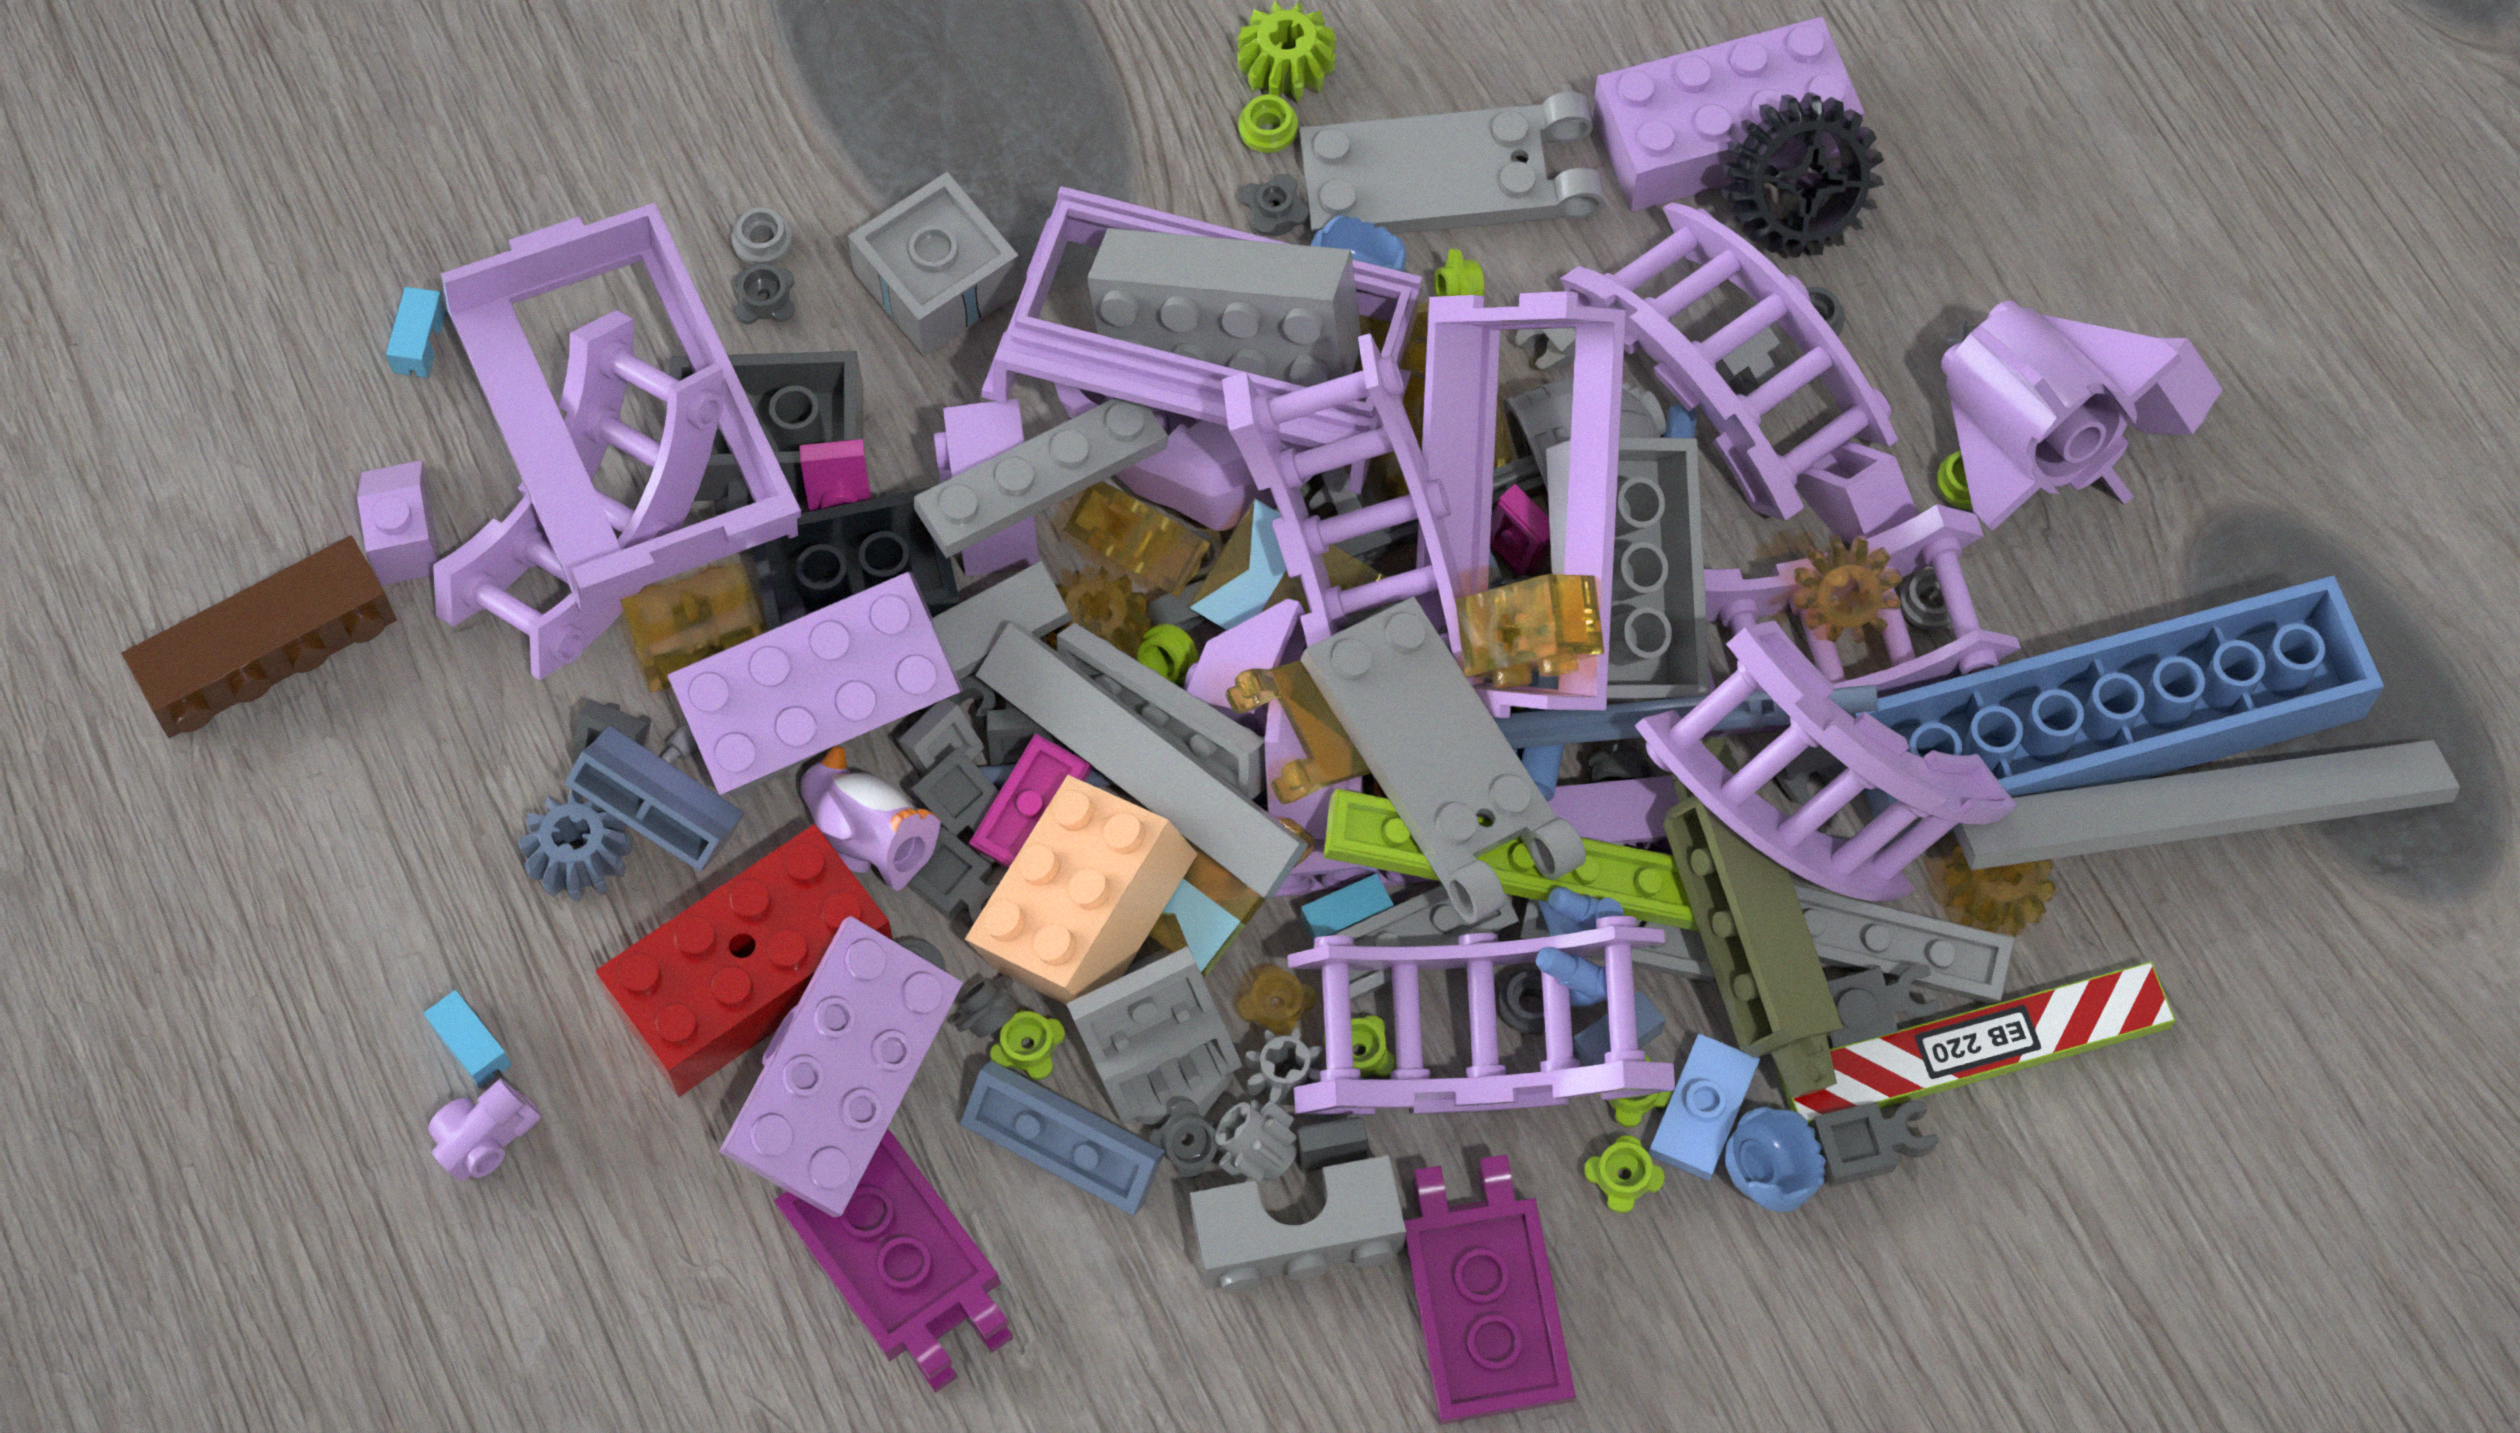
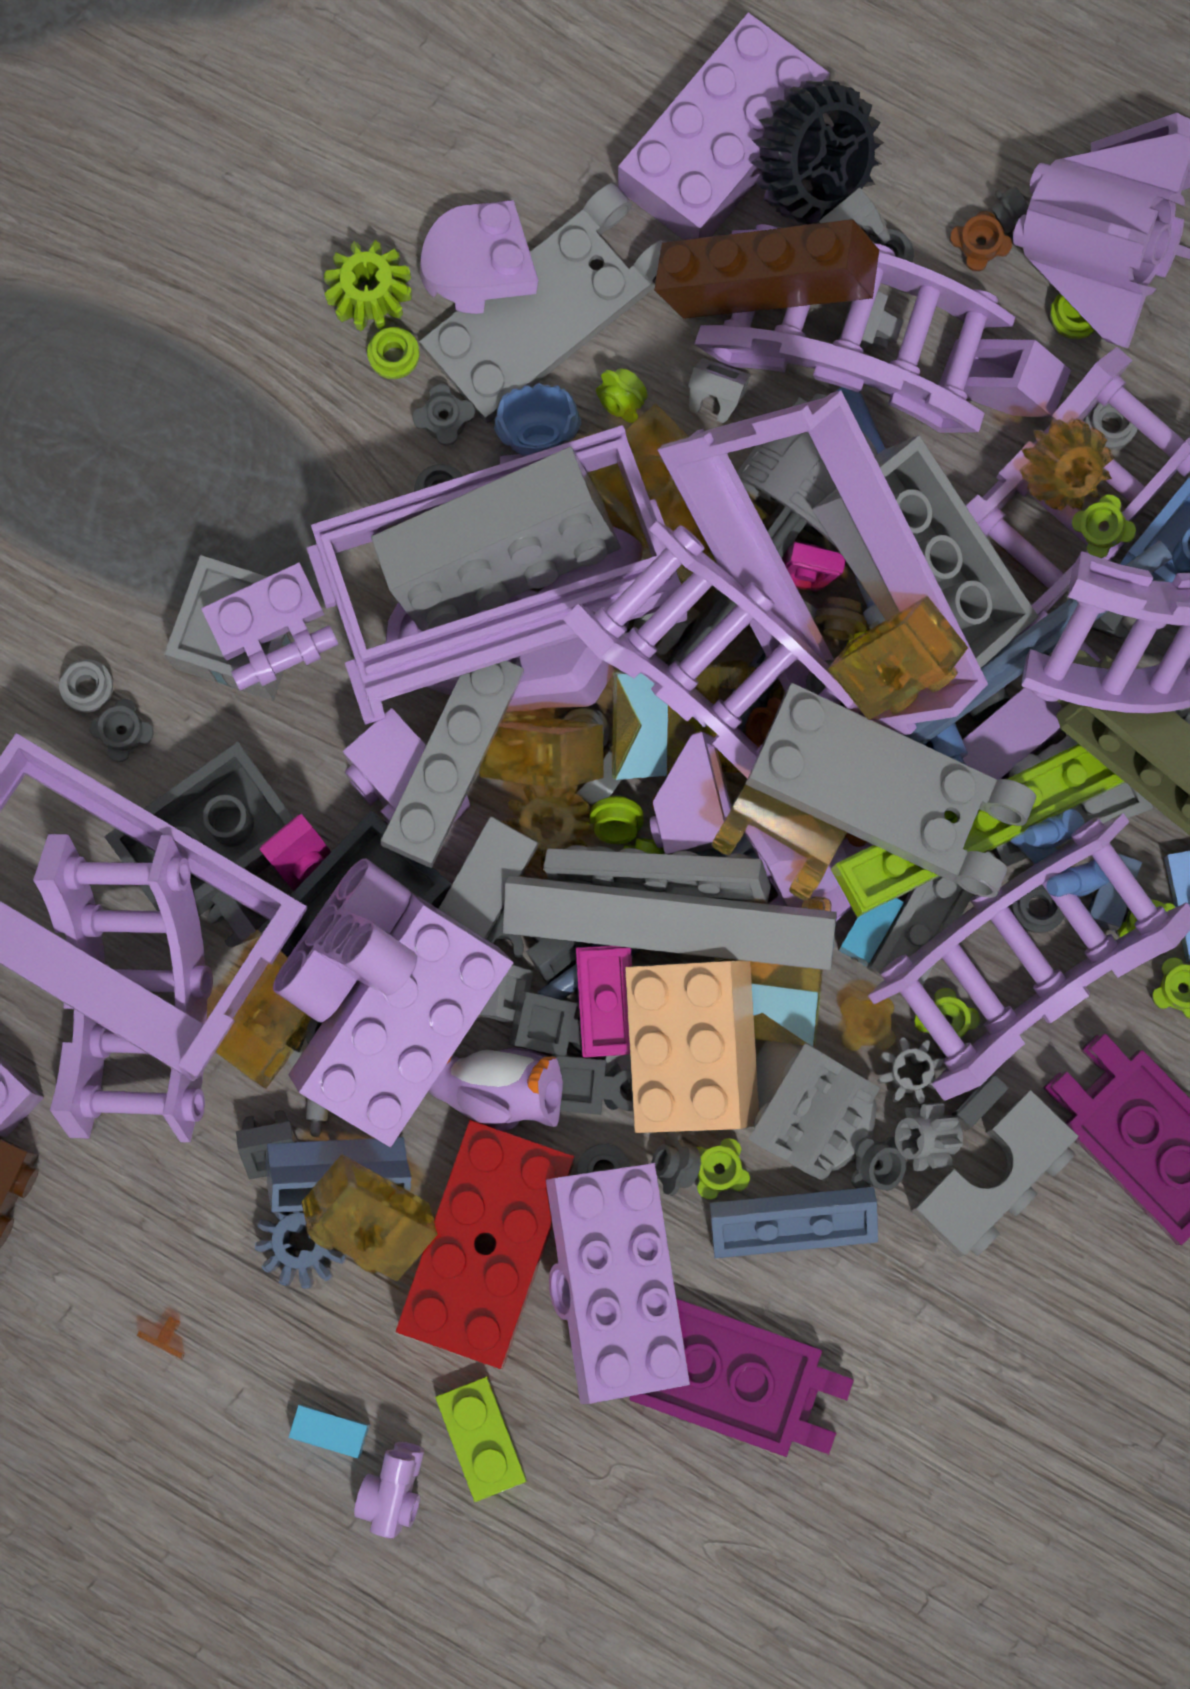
camera: 30 degrees left, 15 degrees up
(382, 854) = (164, 1338): none -> clear orange piece
(604, 1145) = (481, 1439): none -> lime plate
(651, 813) = (368, 1218): none -> clear yellow brick
(814, 572) = (349, 944): none -> lavender beam
(966, 253) = (263, 613): none -> lavender plate
(1407, 81) = (477, 256): none -> lavender slope
(1671, 237) = (767, 269): none -> reddish brown brick
(1802, 256) = (863, 212): none -> light grey tile
(1844, 653) = (1107, 511): none -> lime plate
(1920, 344) = (983, 226): none -> dark orange plate

